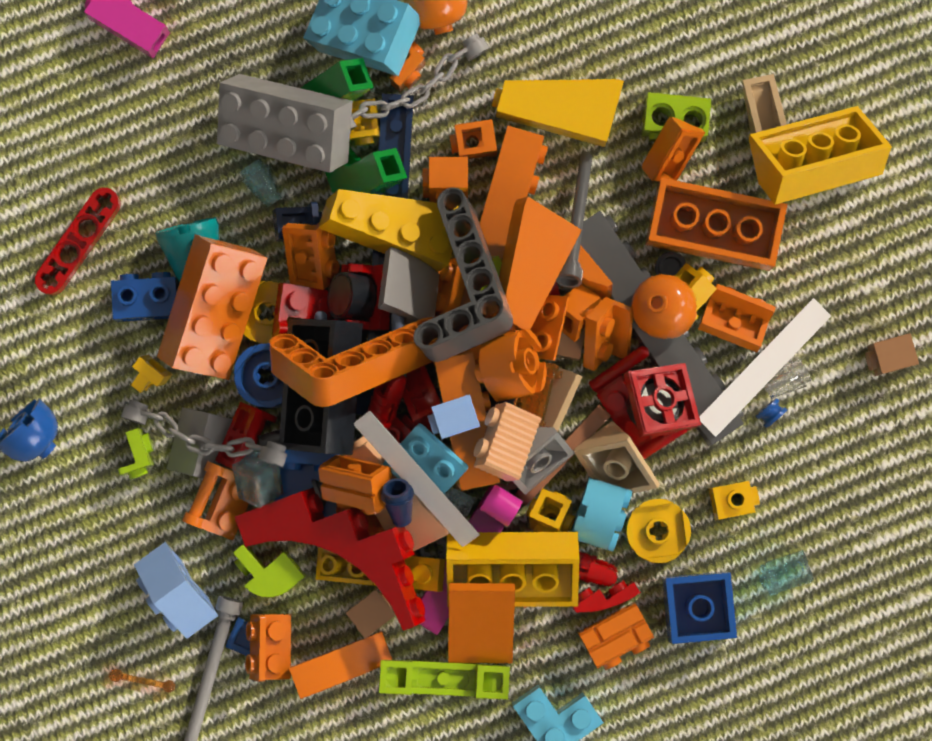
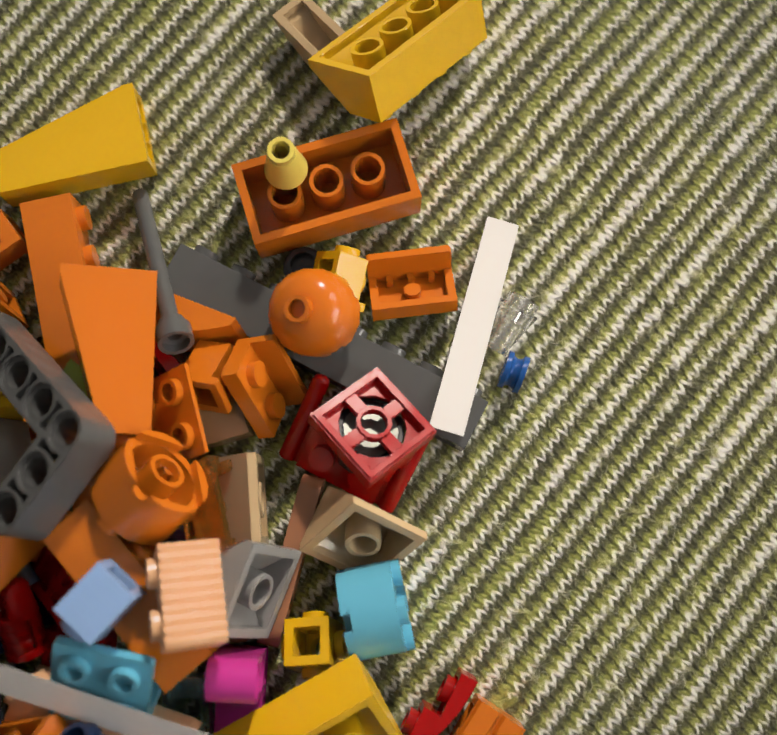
camera: 25 degrees left, 5 degrees down
(596, 570) = (406, 681): red hinge -> none
(669, 516) = (483, 589): yellow plate -> none
(672, 150) = (230, 129): orange slope -> none
(677, 107) = (214, 86): lime brick -> none
(692, 206) = (284, 164): none -> light yellow cone
(699, 607) = (561, 659): blue brick -> none
(722, 504) = (510, 501): yellow brick -> none
(785, 573) = (638, 554): clear light blue bracket -> none
(891, 355) = (613, 229): medium nougat brick -> none

